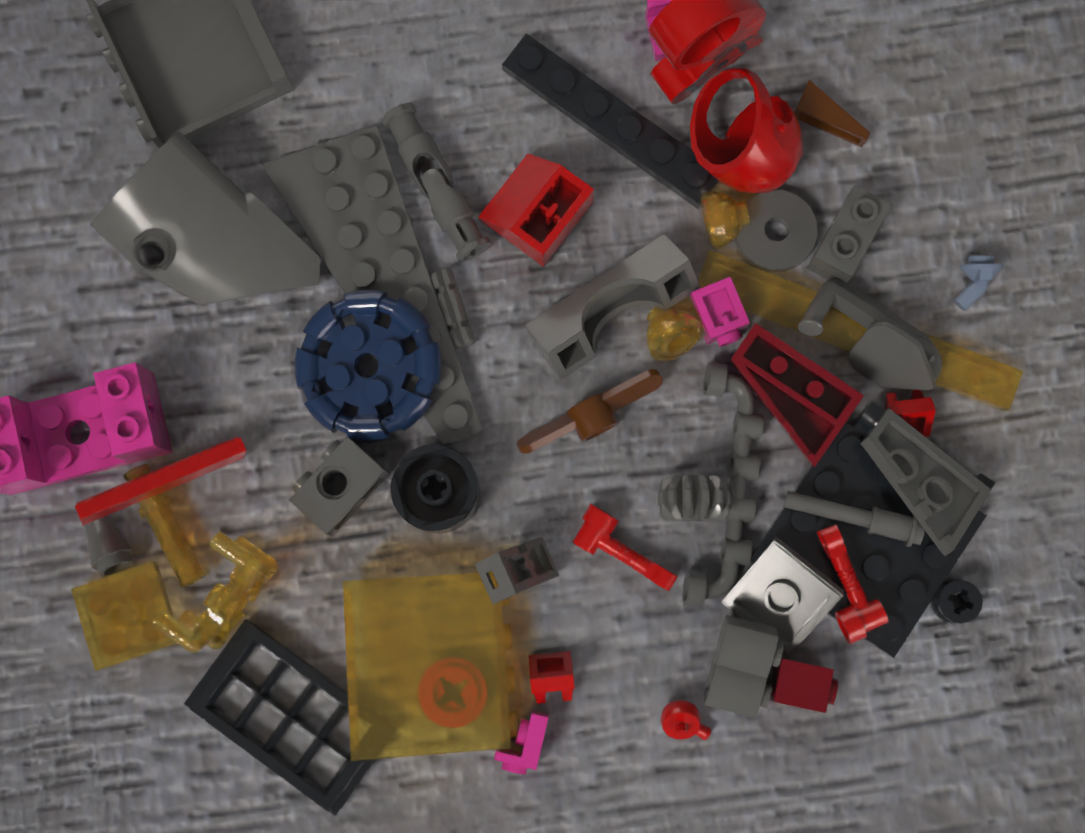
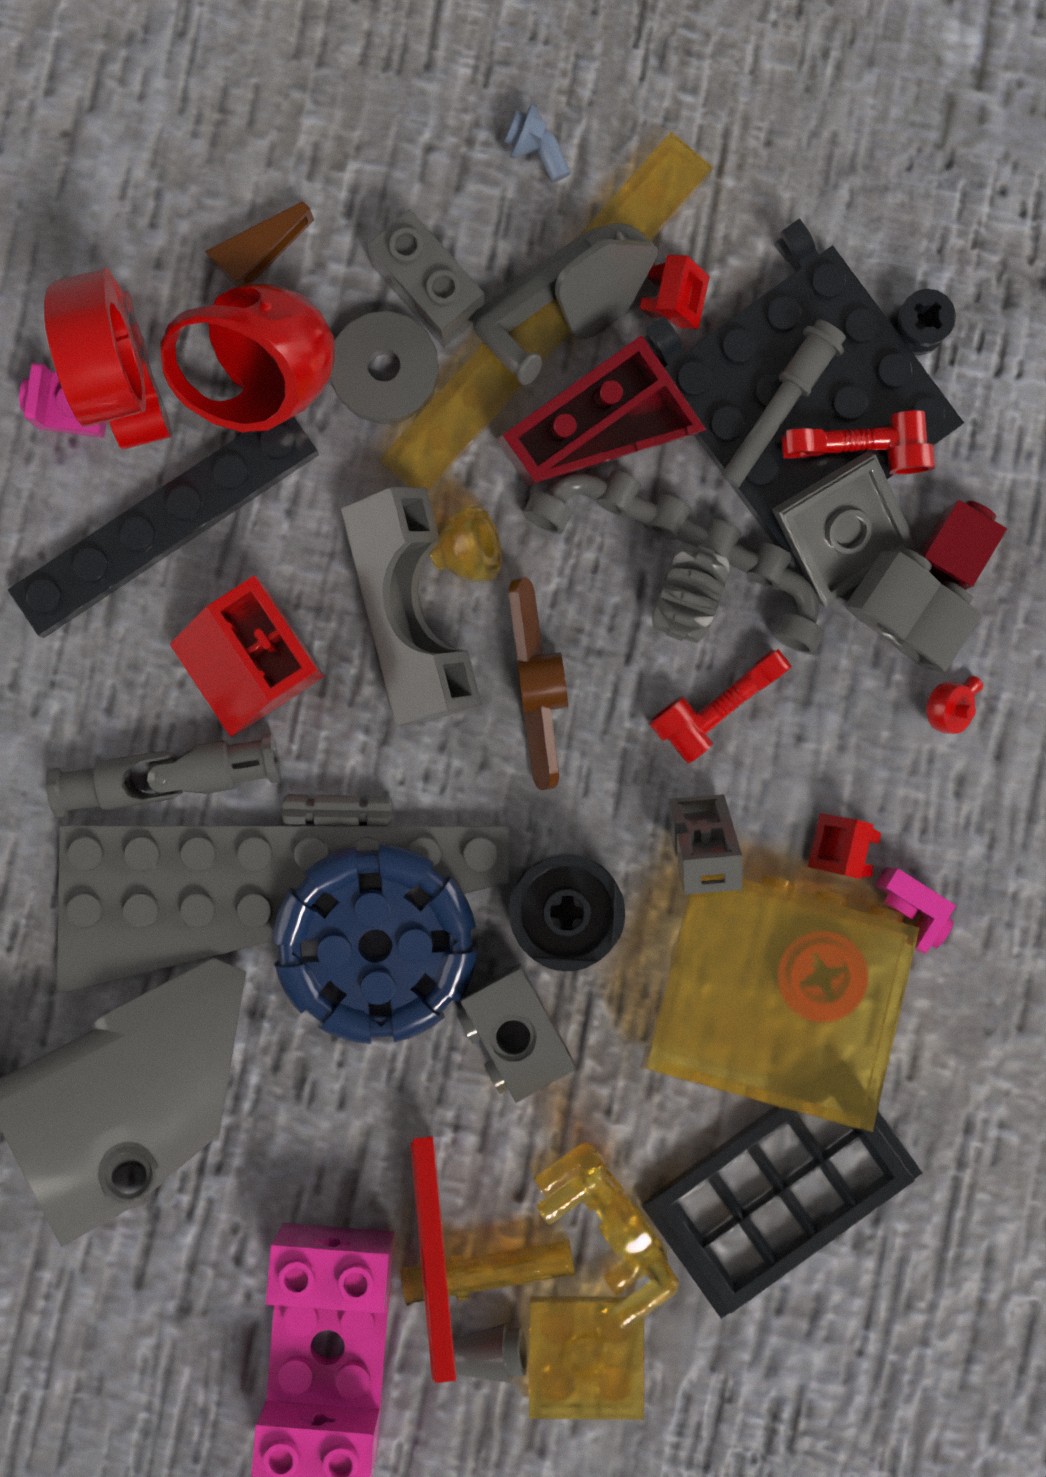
camera: 80 degrees left, 5 degrees up
(720, 312) = (466, 474): dark pink bracket -> none
(722, 217) = (346, 426): clear yellow brick -> none
(927, 479) = (770, 298): dark grey wing -> none

